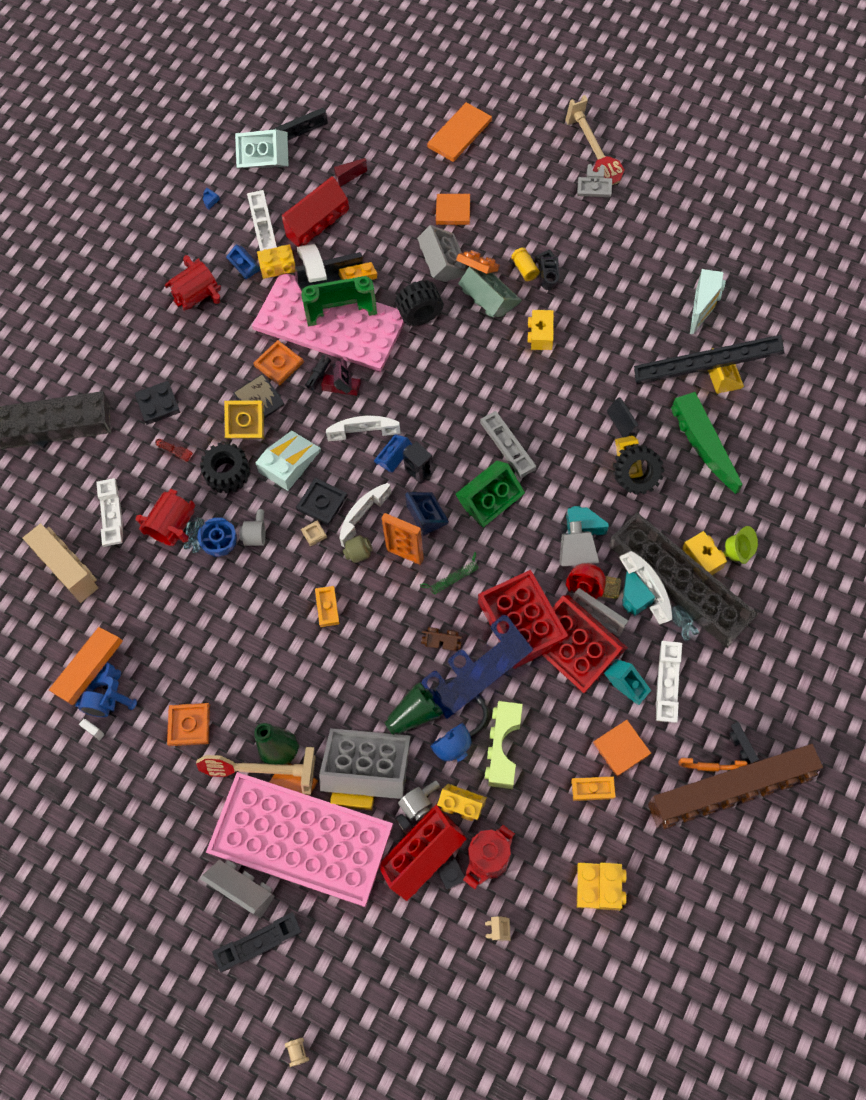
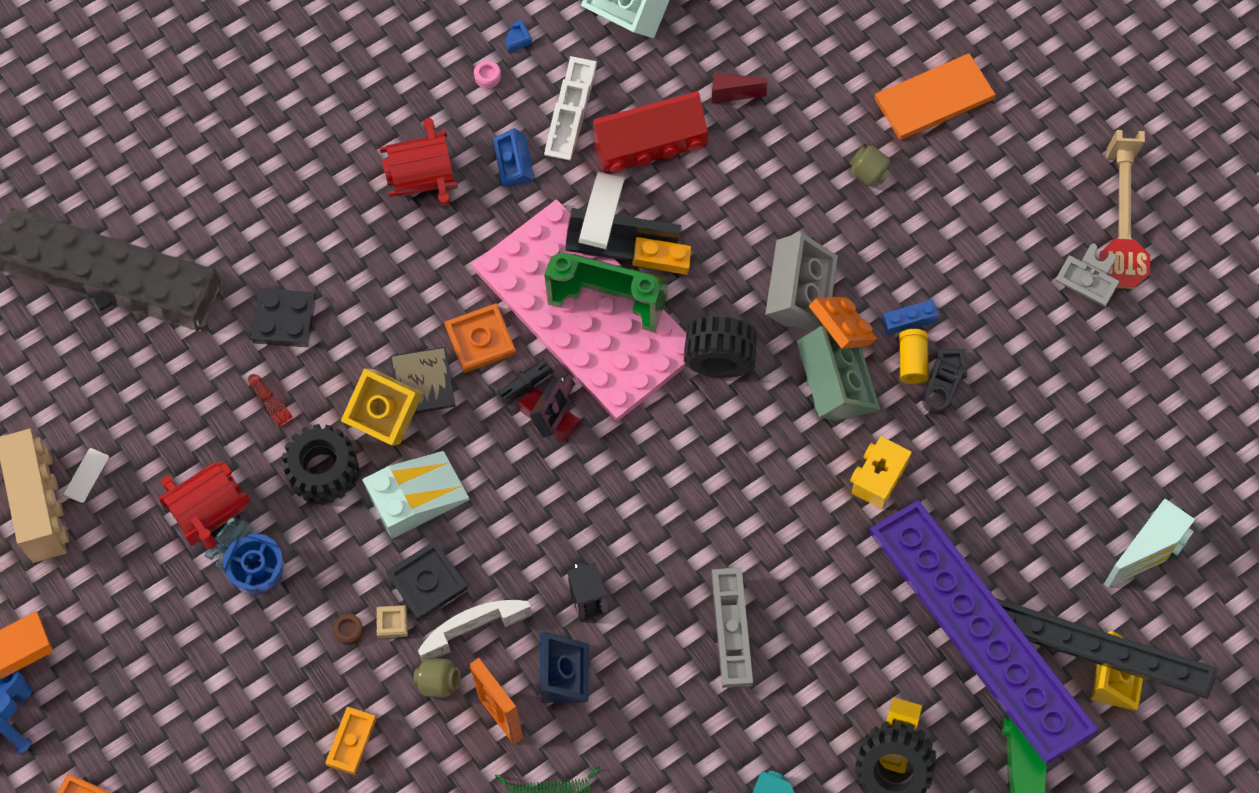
camera: 25 degrees right, 0 degrees up
(86, 540) = (86, 475): none -> white sticker
(110, 512) = (137, 453): white slope -> none
(203, 225) = (487, 74): none -> bright pink tile
(253, 532) = (310, 580): light grey piece -> none
(276, 261) = (557, 181): yellow plate -> none
(290, 549) = (347, 629): none -> reddish brown tile
(360, 424) = (509, 484): white slope -> none
(392, 453) = (566, 553): blue slope -> none
(446, 179) = (870, 165): none -> olive head
(453, 209) = (857, 216): orange tile -> none
(490, 493) = (668, 688): green slope -> none
(515, 242) = (910, 317): none -> blue piece
(622, 418) = (923, 670): black slope -> none
(644, 382) = (983, 633): none -> dark purple plate

